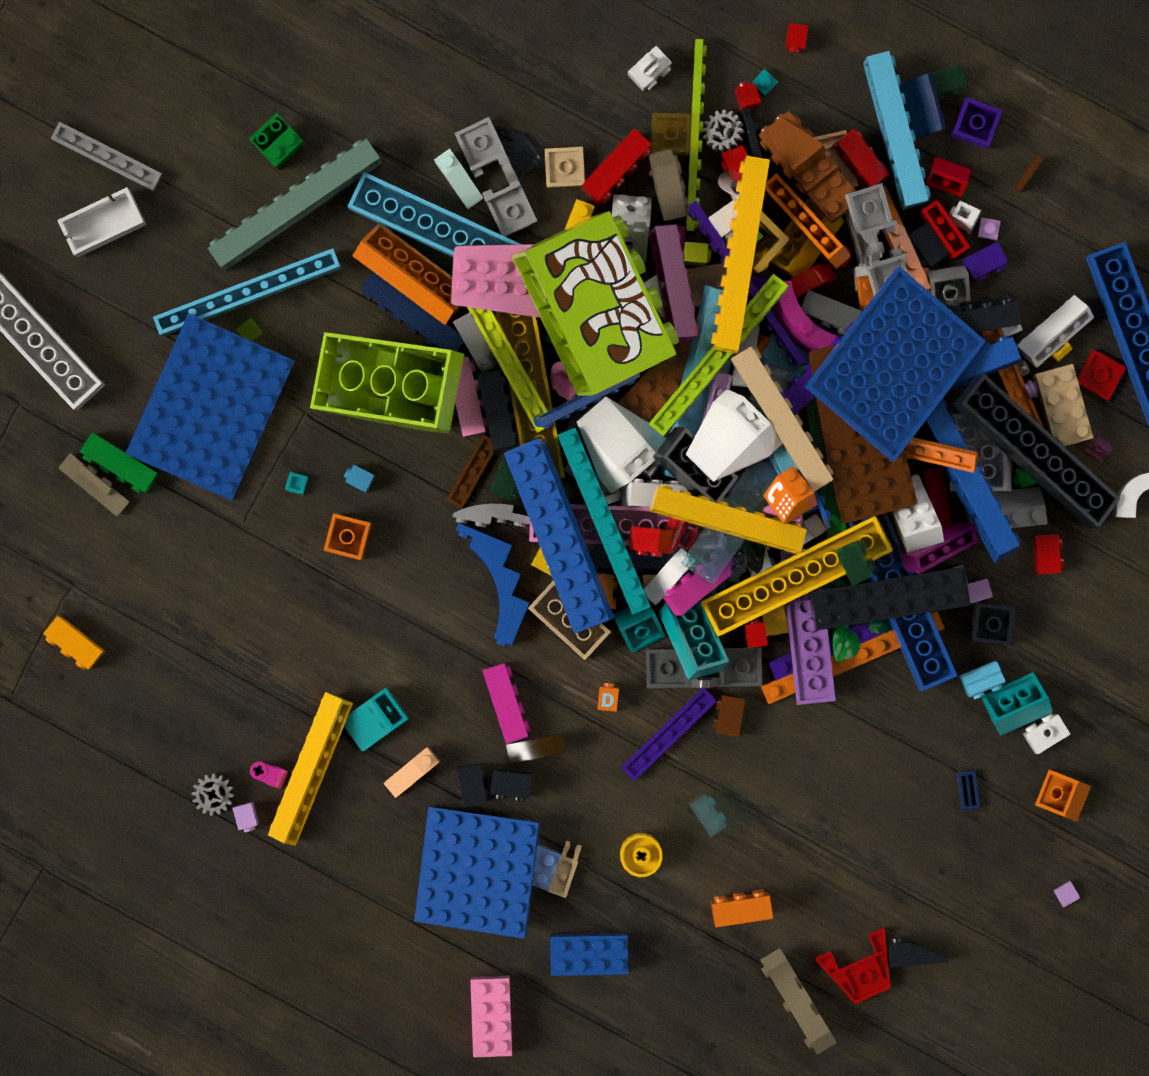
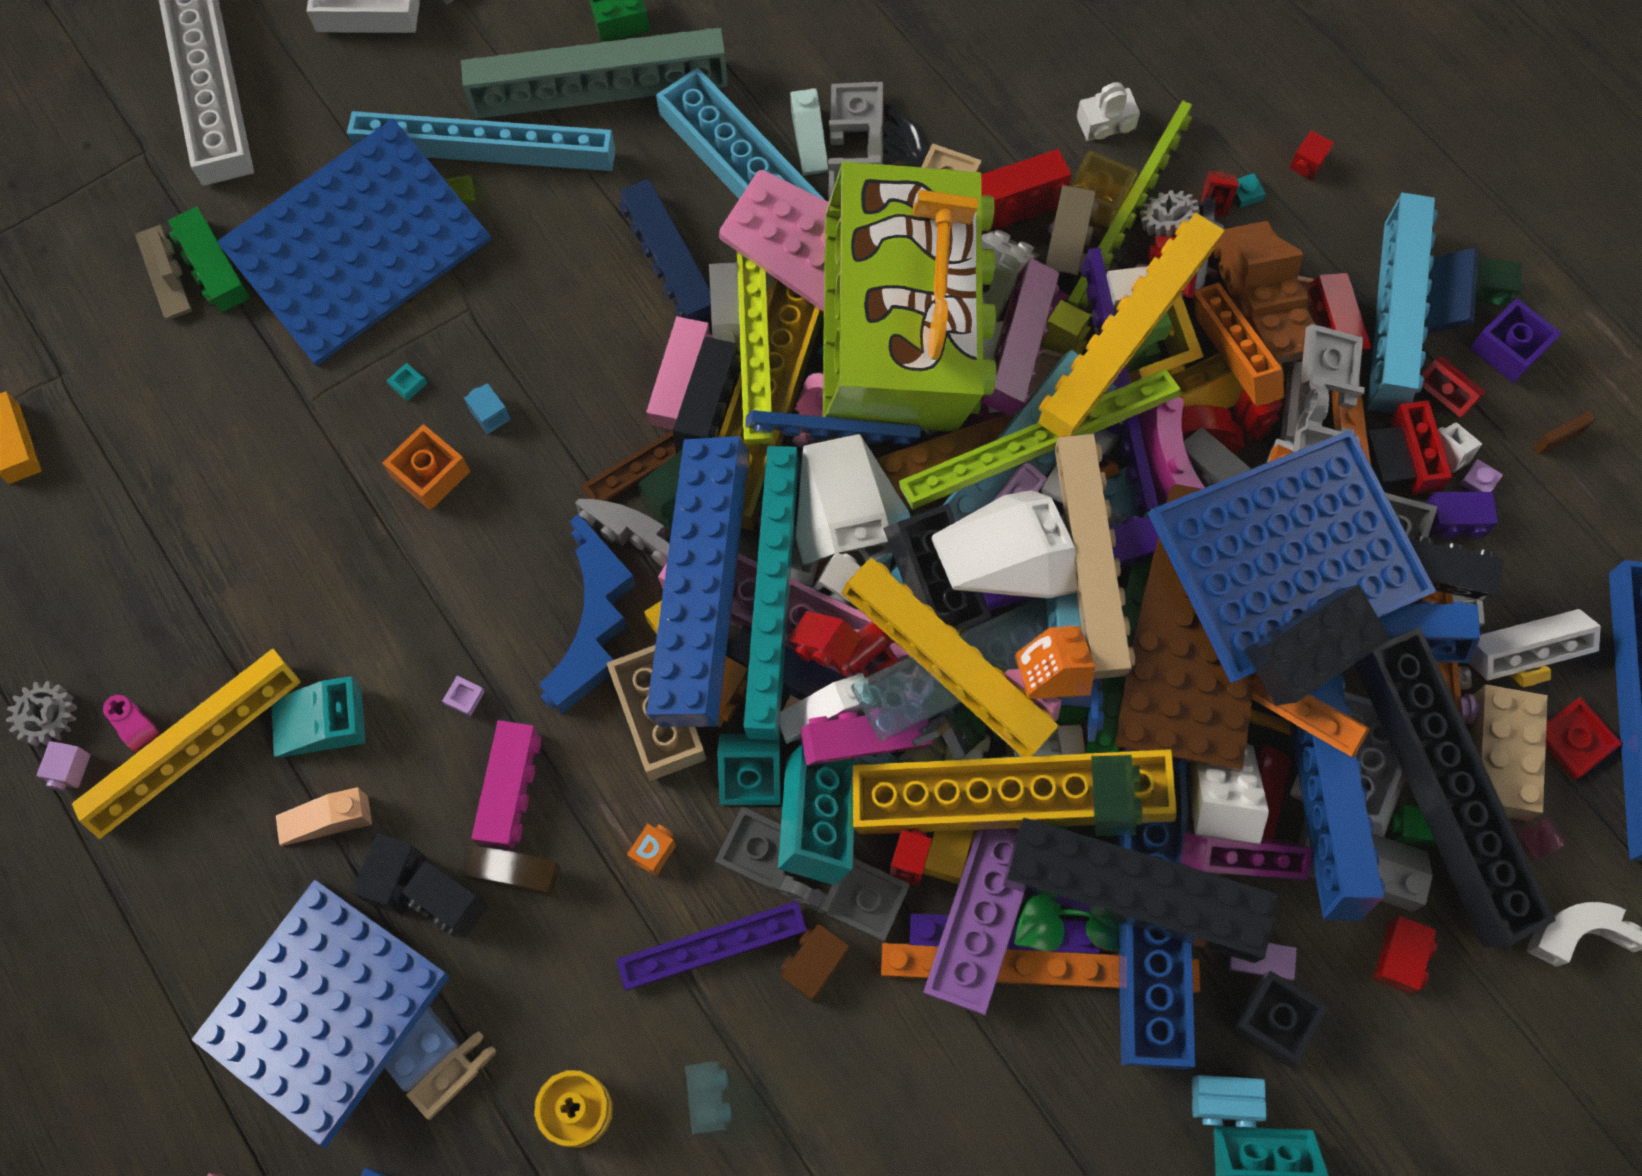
camera: 25 degrees right, 20 degrees down
(387, 382) = (589, 292): lime brick -> none
(408, 272) = (685, 193): orange brick -> none
(450, 663) = (463, 696): none -> lavender plate
(602, 254) = (945, 210): none -> light orange piece
(930, 418) = (1317, 645): none -> black brick

